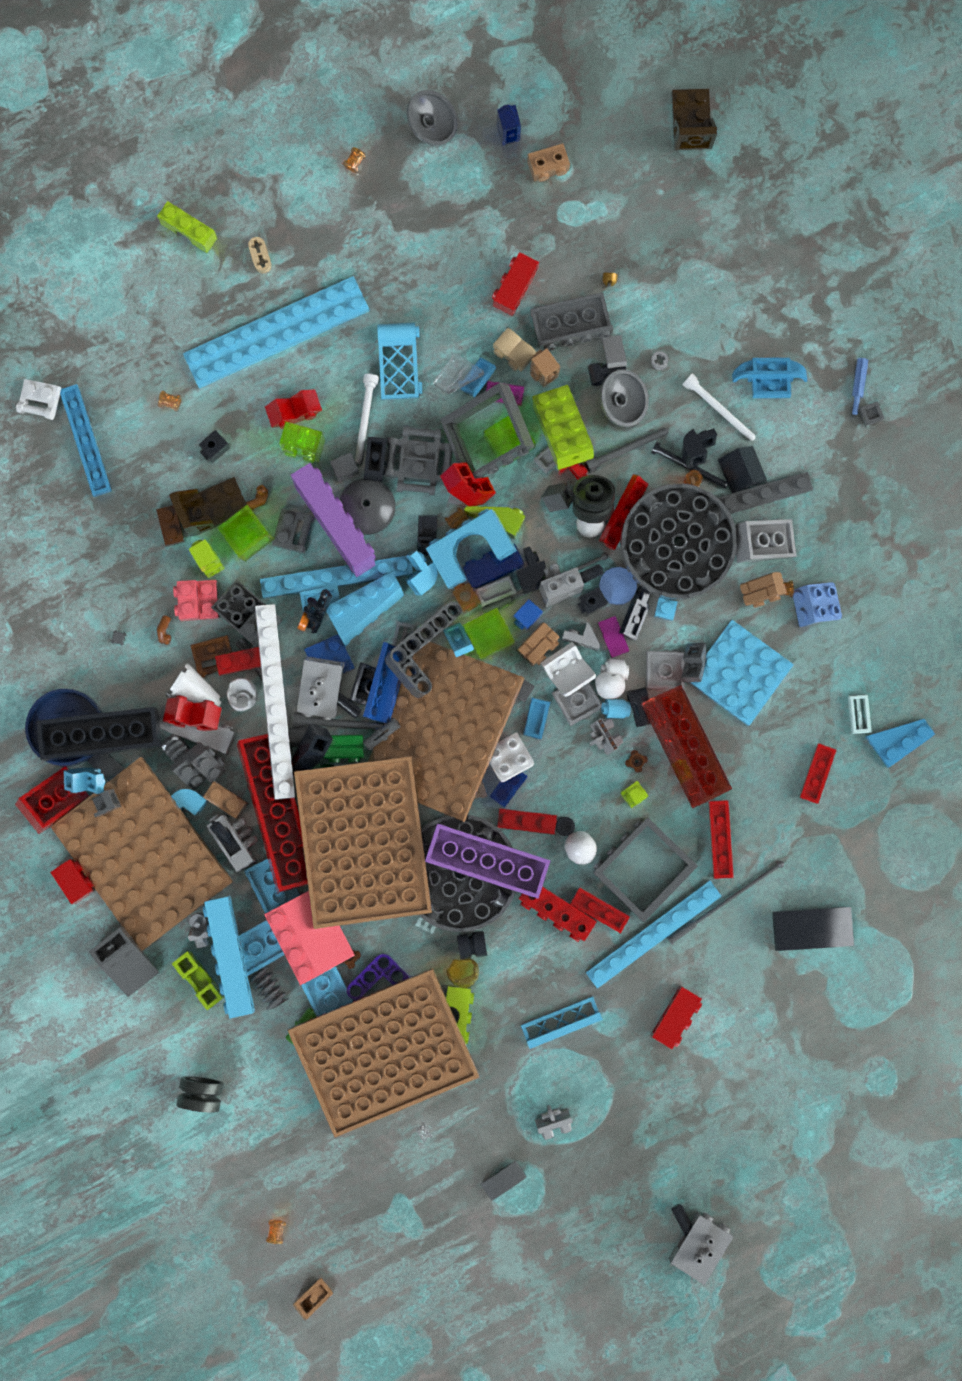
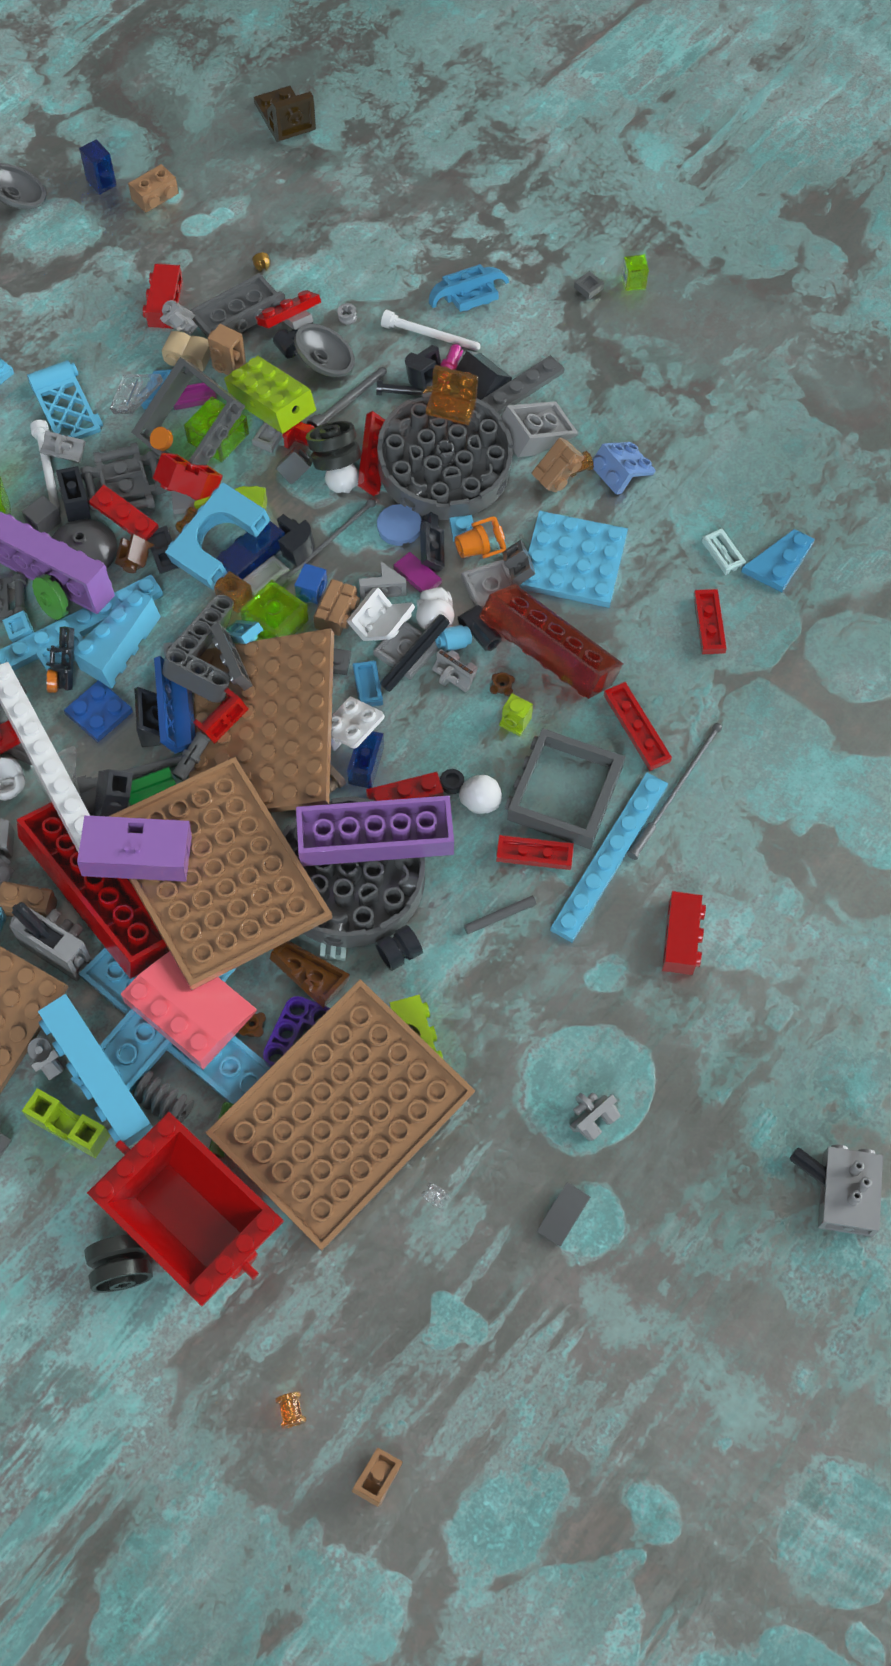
camera: 20 degrees left, 20 degrees down
(254, 1084) = (186, 1209): none -> red piece
(294, 562) = (18, 626): none -> medium azure plate
(311, 810) = (134, 848): none -> medium lavender brick
(321, 690) = (100, 737): light grey piece -> none
(325, 550) = (50, 597): none -> bright green plate
(382, 409) = (62, 447): none -> light grey hips
(401, 533) = (132, 553): none -> reddish brown window
(404, 941) = (310, 972): none -> reddish brown wing
(407, 496) = (123, 513): none -> red plate
(415, 712) = (222, 717): none -> red hinge
(425, 573) = (174, 583): medium azure brick -> none
(440, 665) = (230, 657): none -> dark grey plate
(459, 441) = (161, 438): none -> orange tile
(463, 972) = (403, 982): clear yellow hair -> none
(519, 320) = (178, 317): none -> light grey hips
(554, 946) = (500, 914): none -> dark grey bar
(561, 913) = (486, 871): red brick -> none
(562, 1030) = (552, 1001): medium azure fence -> none
(565, 585) = (337, 531): light grey piece -> none
(580, 712) = (414, 652): none -> black axle
(591, 602) = (377, 546): black brick -> none
(611, 344) = (288, 309): none -> red plate
(669, 630) = (476, 541): none -> orange piece
(702, 503) = (453, 395): none -> clear orange bracket
(721, 449) = (452, 357): none -> dark pink pin
(813, 928) = (789, 776): black slope -> none
(859, 382) = (562, 264): medium blue axle -> none
(915, 418) = (635, 272): none -> clear neon green brick

